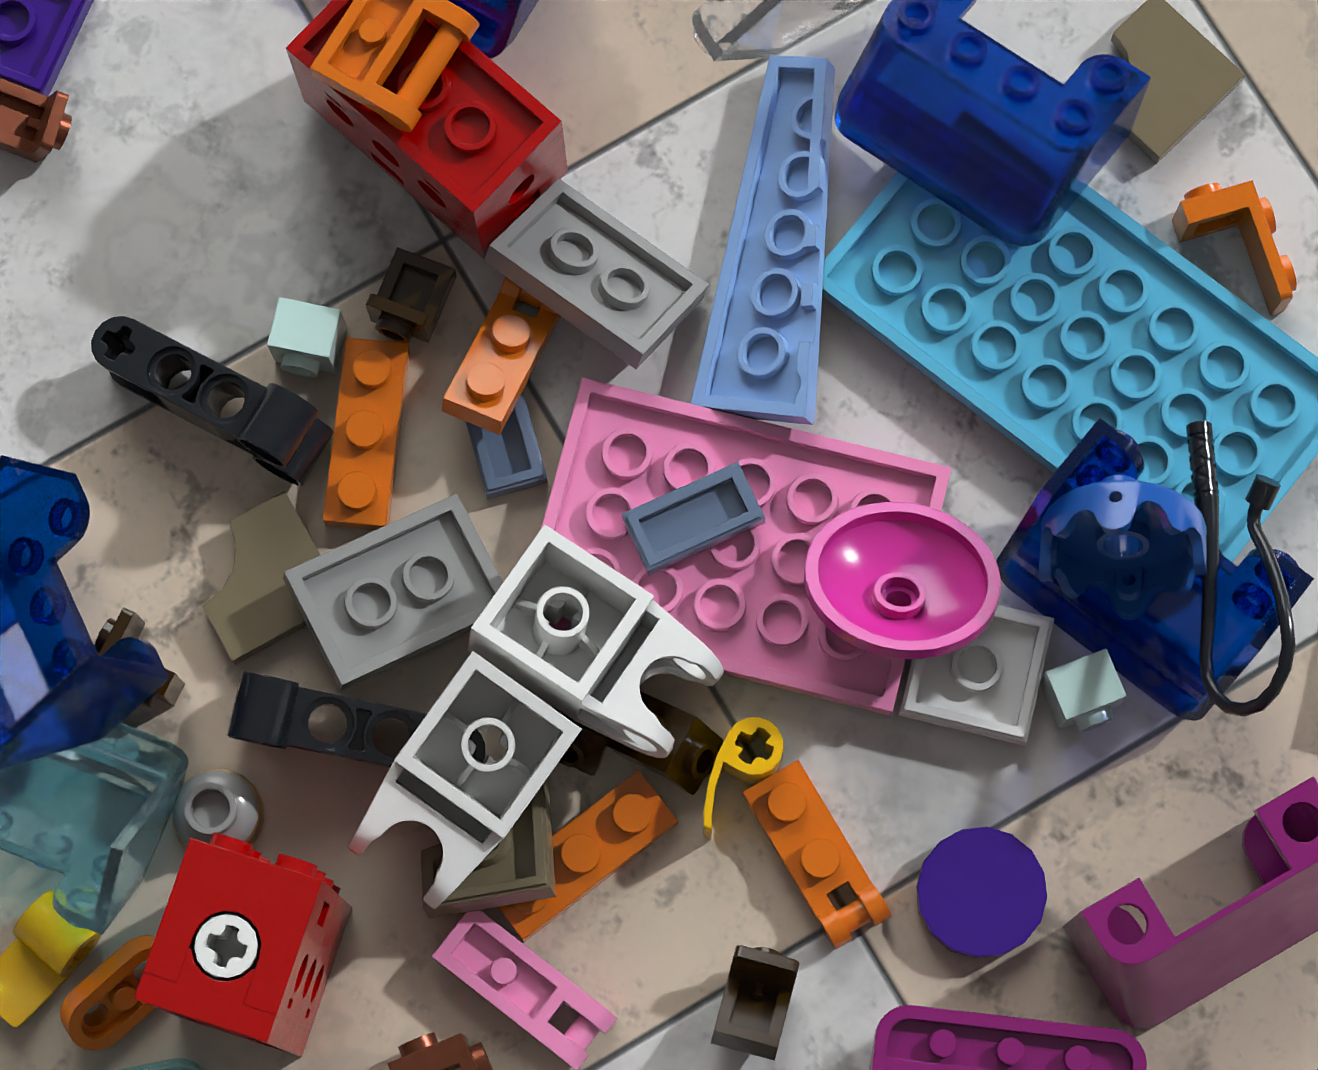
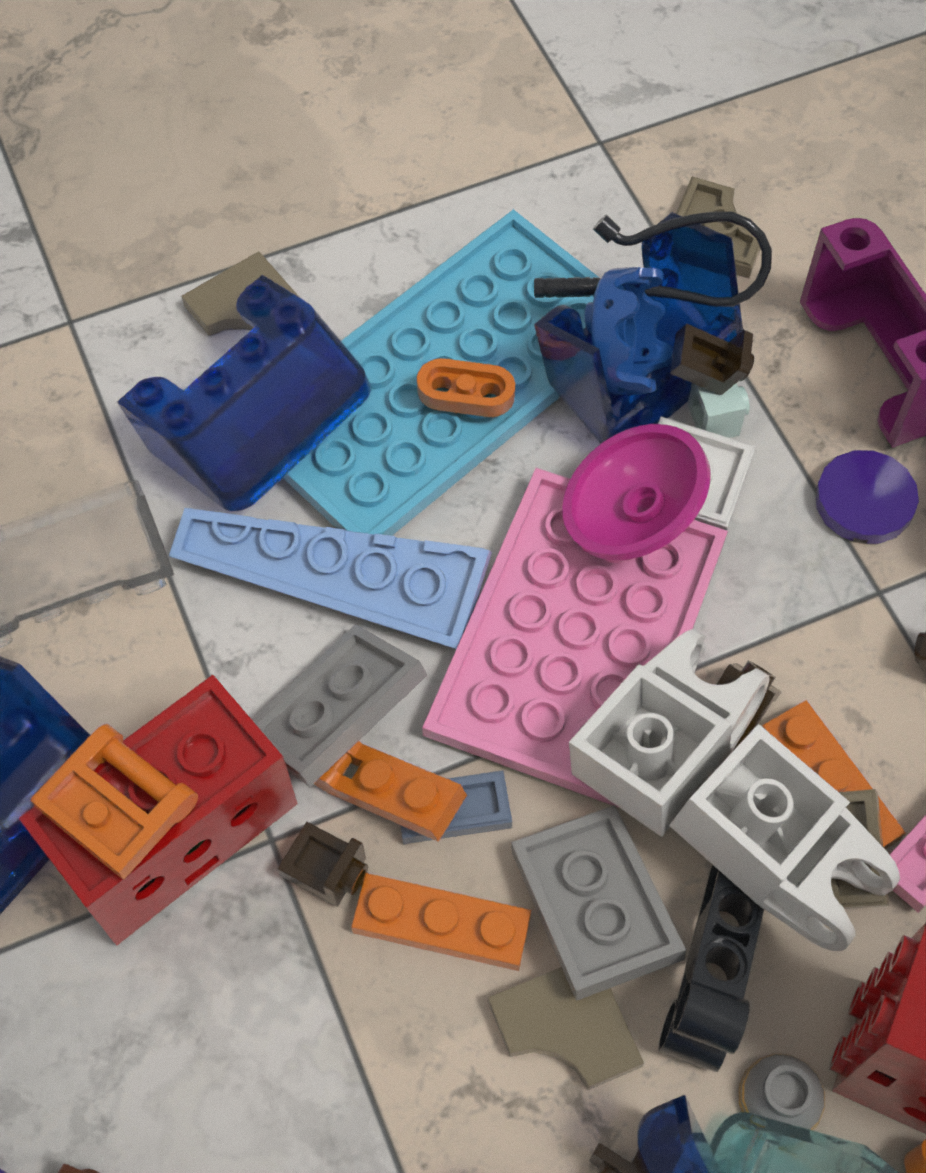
camera: 85 degrees left, 15 degrees down
(271, 426) = (433, 987): black piece -> none
(306, 337) = (347, 960): light aqua plate -> none
(693, 518) = (558, 651): sand blue tile -> none
(730, 760) = (765, 623): yellow panel -> none
(815, 852) = (832, 606): orange plate -> none
(1045, 365) = (466, 387): none -> orange plate
(1119, 660) = (711, 360): none -> dark brown bracket
(1217, 209) = (386, 258): orange bracket -> none

